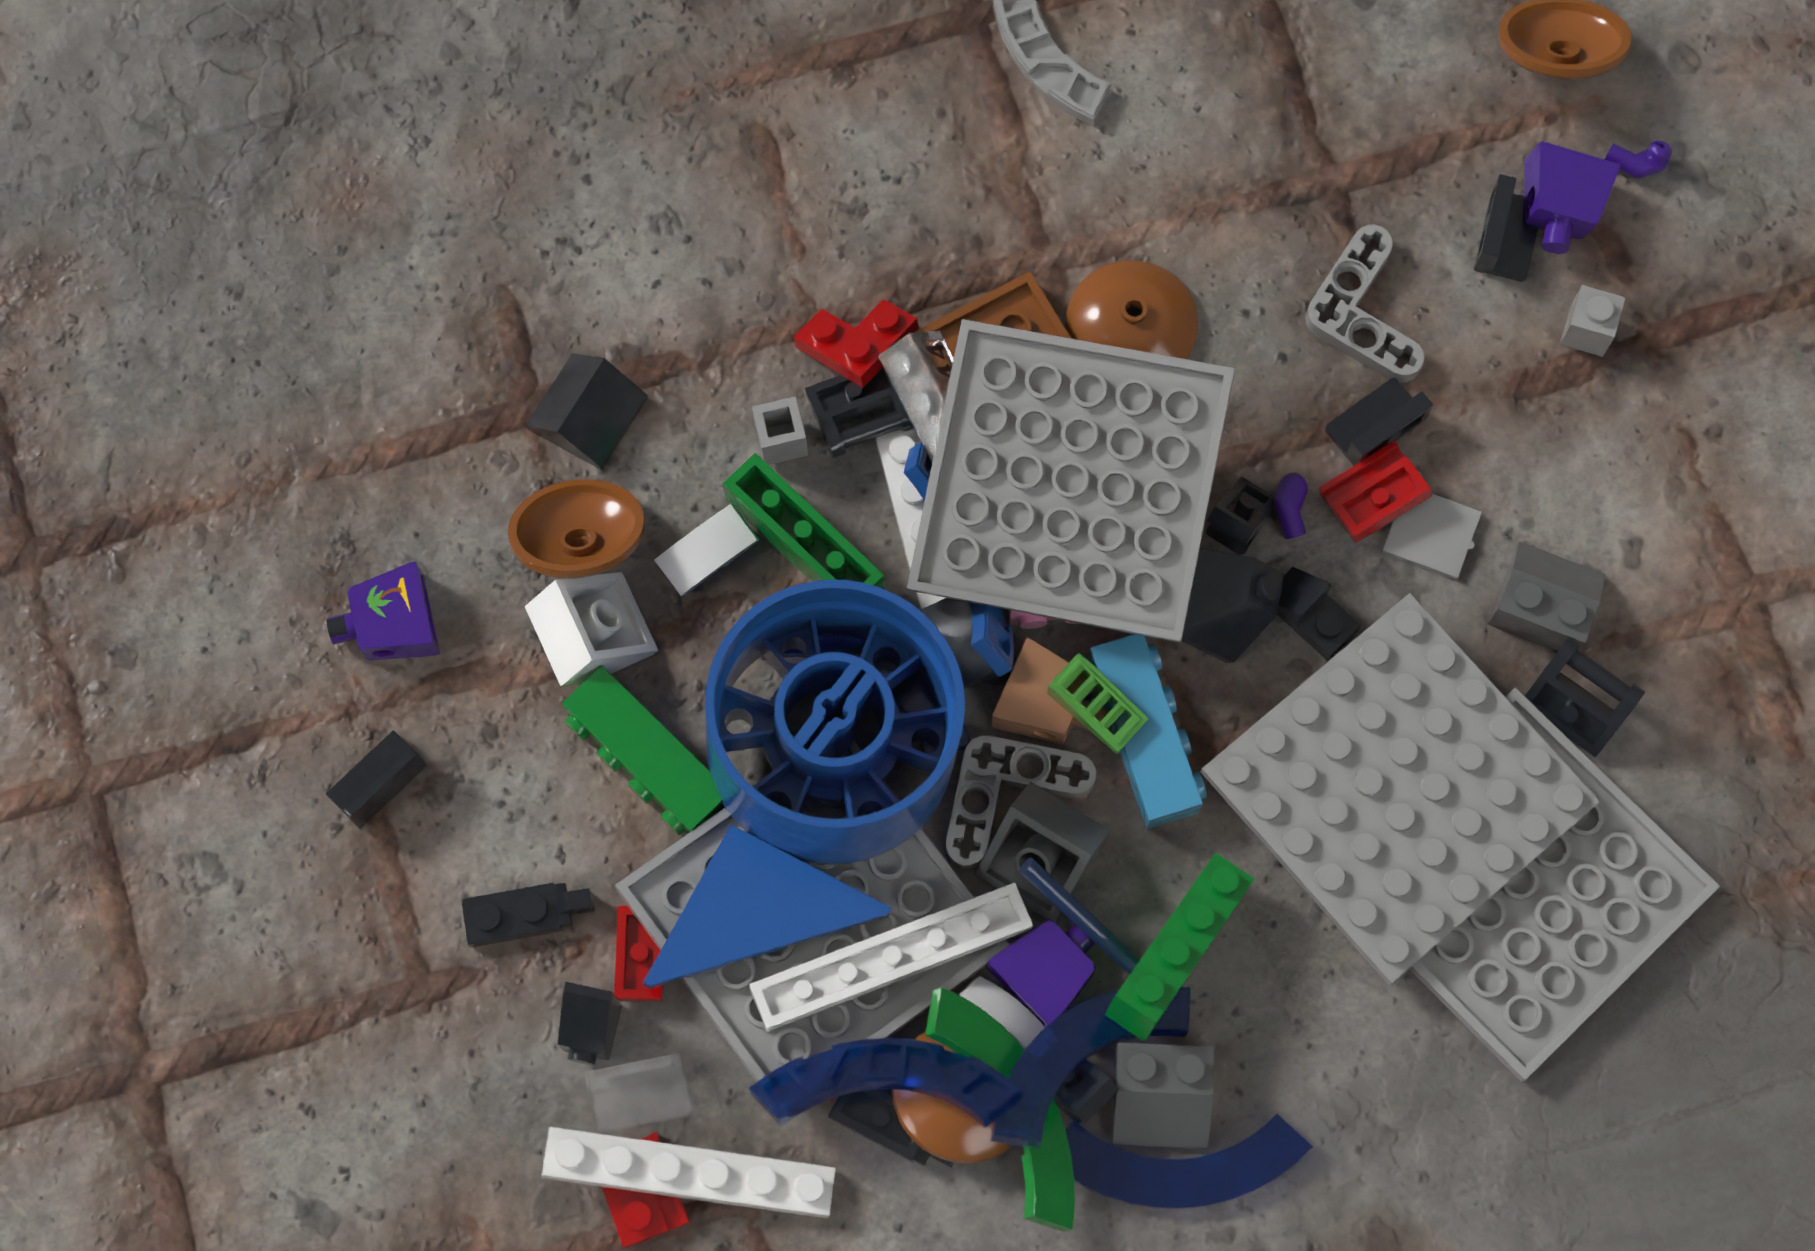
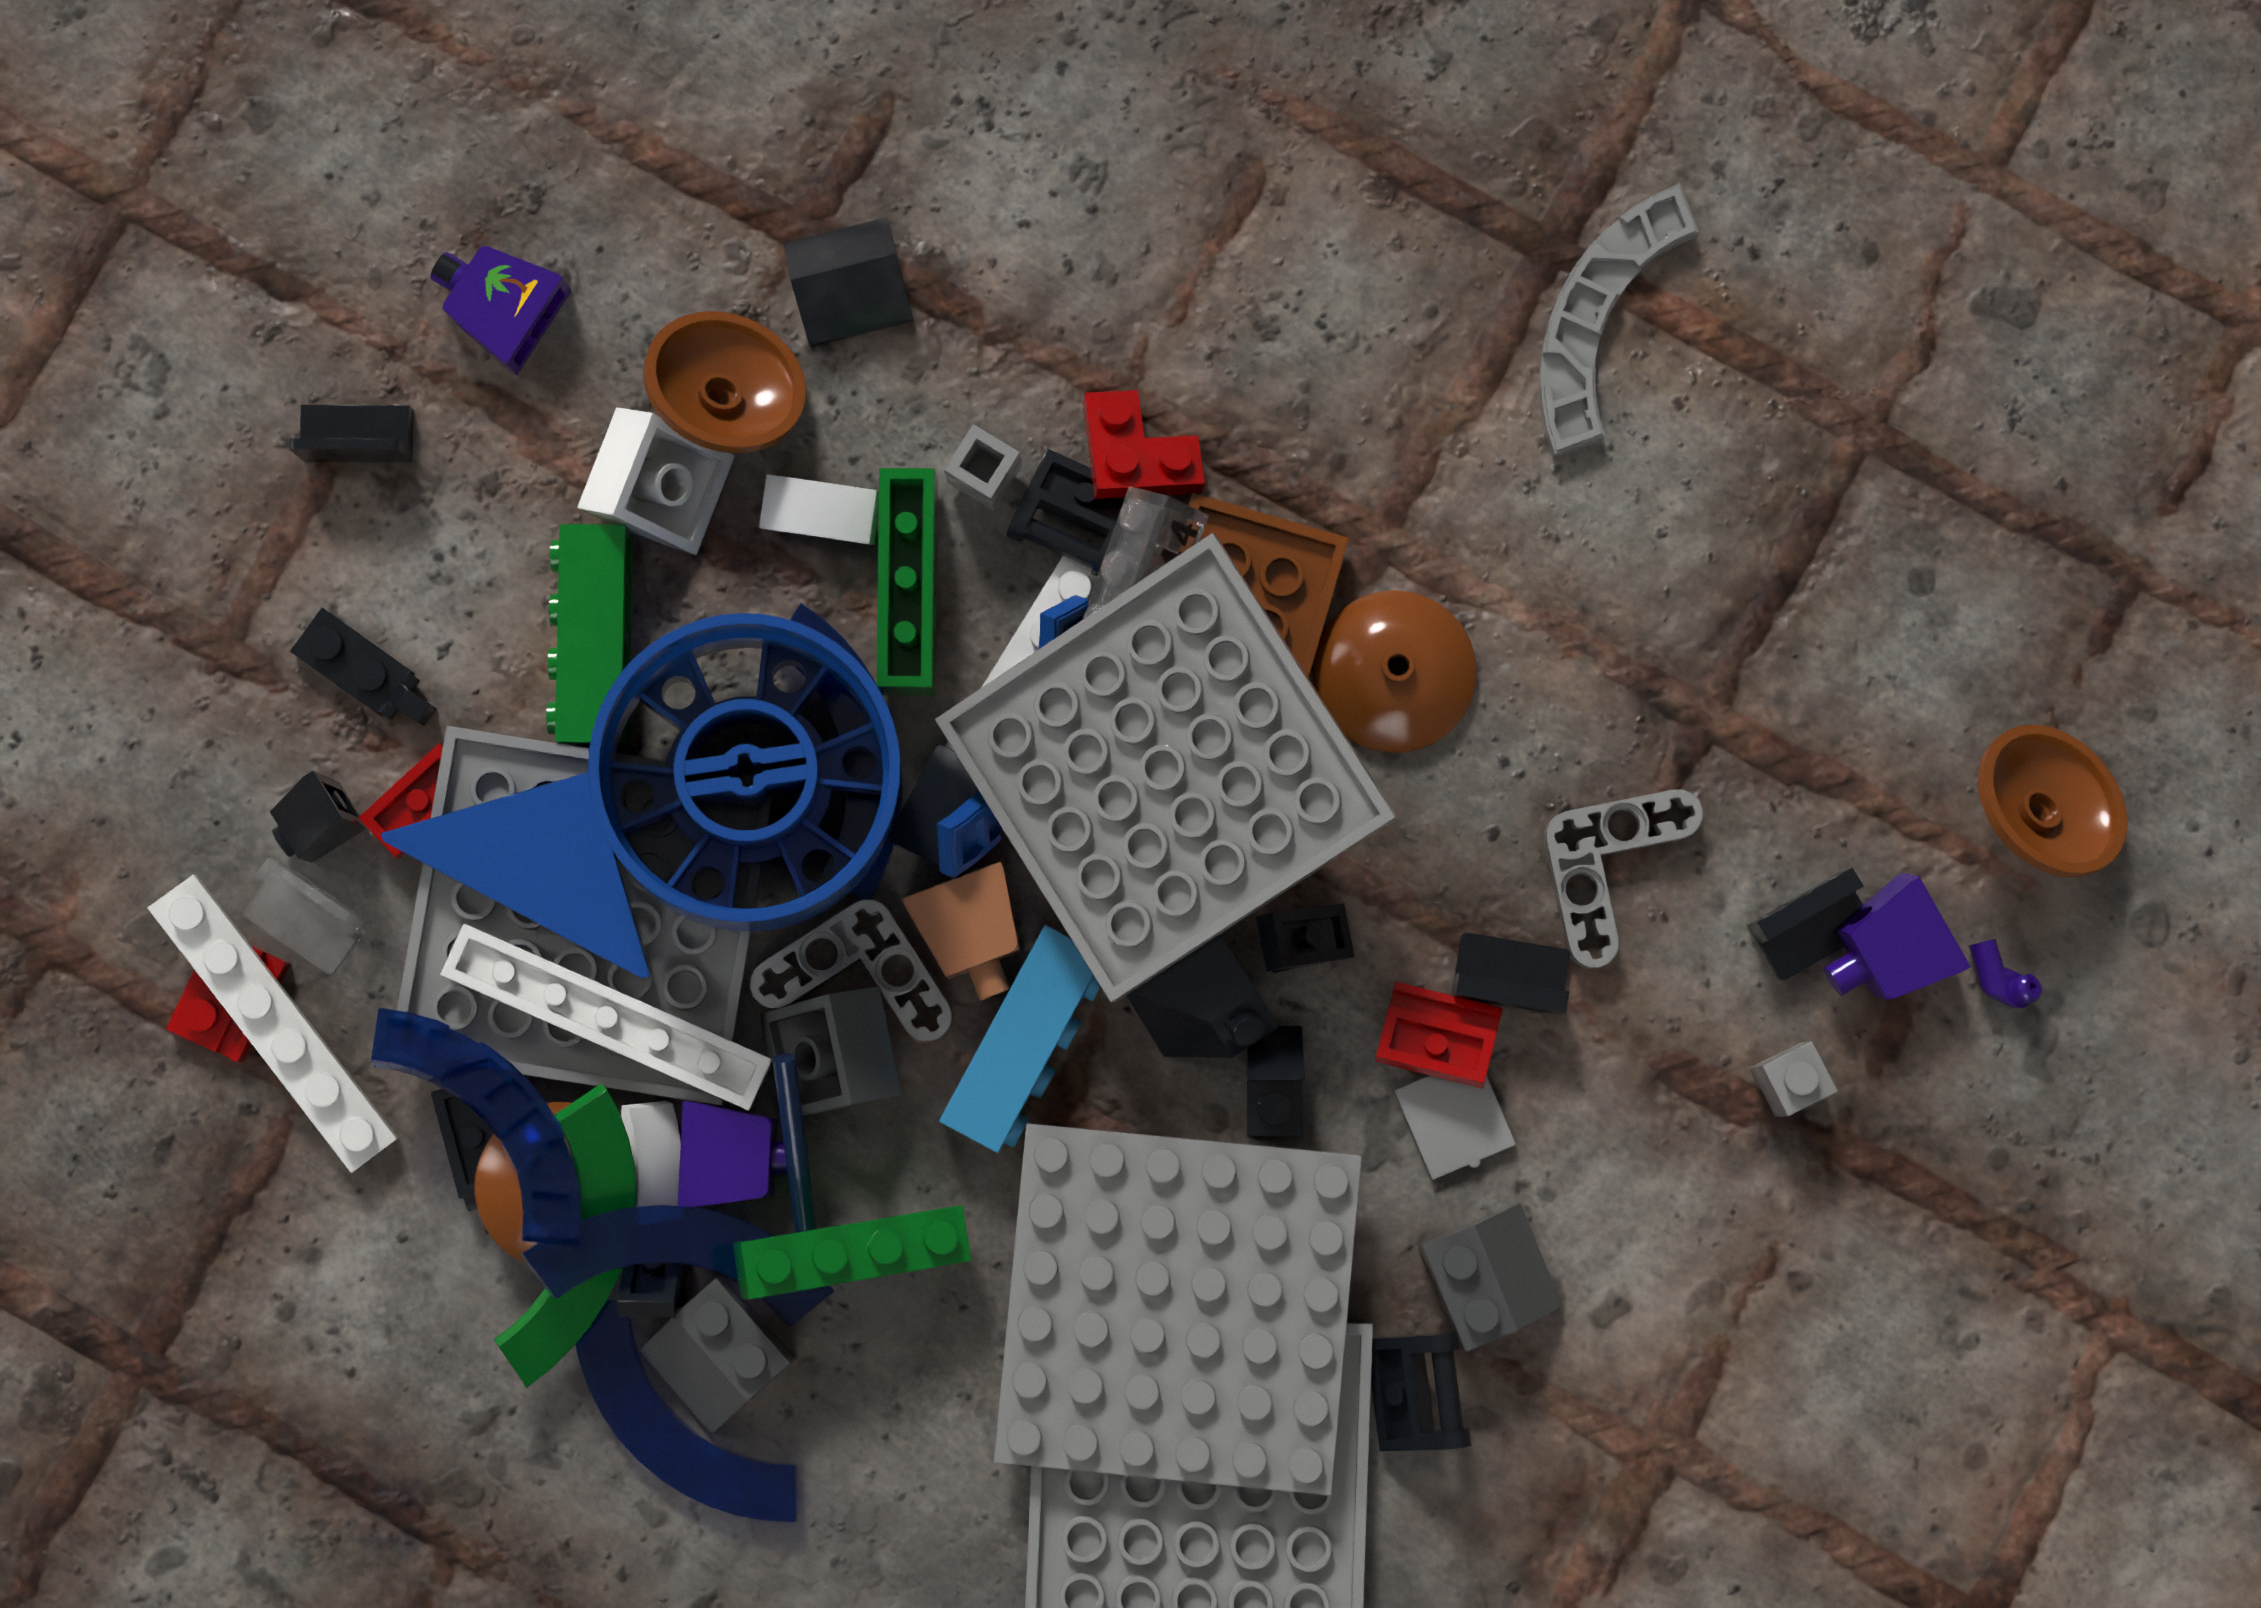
camera: 45 degrees right, 10 degrees up
(1072, 703) = (995, 933): bright green slope -> none
(1288, 503) = (1355, 968): dark purple arm -> none

